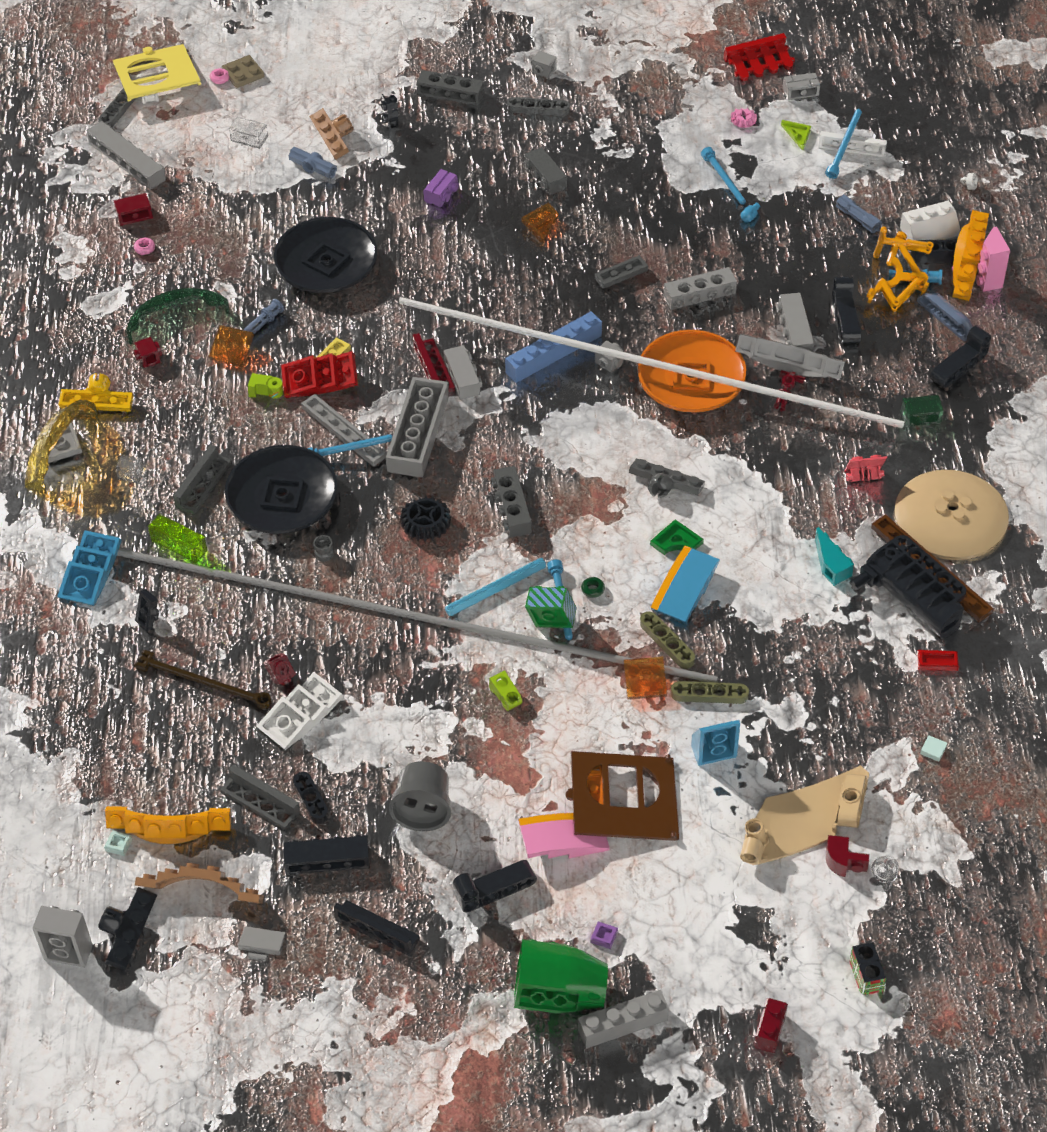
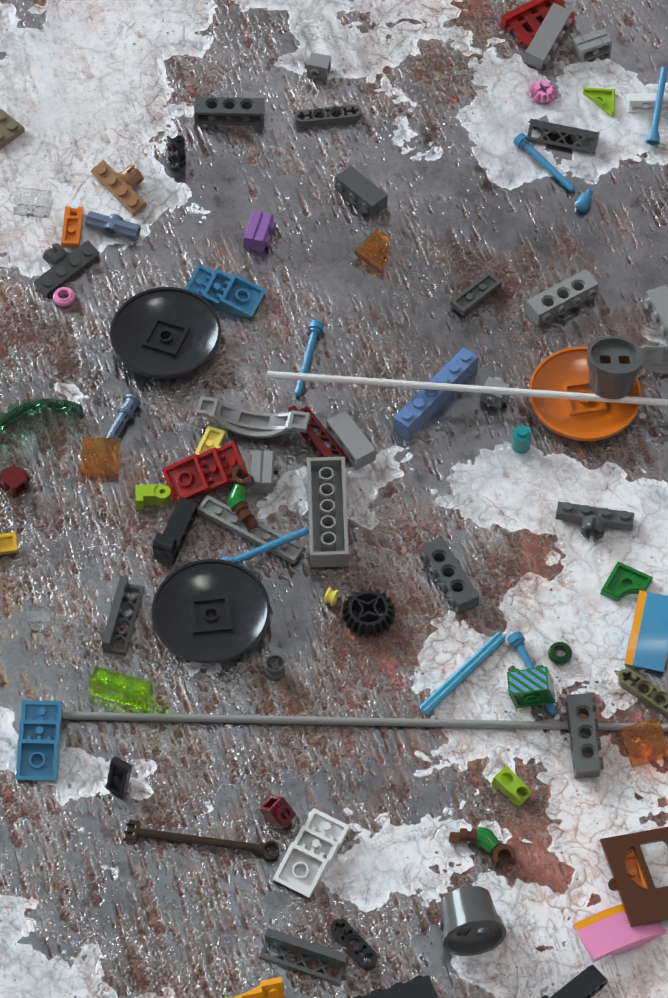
camera: 15 degrees left, 5 degrees up
(250, 216) = (64, 291): none -> bright pink piece
(257, 187) = (64, 265): none -> dark grey plate
(266, 428) = (169, 544): none -> black beam
(276, 158) = (72, 227): none -> orange plate
(338, 399) = (237, 498): none -> reddish brown piece
(372, 384) = (262, 470): none -> light grey brick
(375, 341) = (252, 423): none -> light grey piece
(393, 232) = (226, 292): none -> dark azure slope
(396, 499) = (331, 597): none -> light yellow bush
(462, 277) = (315, 329): none -> dark azure piece
(466, 732) = (486, 839): none -> reddish brown piece
(586, 688) = (583, 766): none -> dark grey brick
(619, 399) = (521, 439): none -> teal brick
(720, 347) = (613, 366): none -> dark grey piece
(738, 146) = (565, 129): none -> dark grey fence
(761, 72) = (547, 36): none -> light grey brick

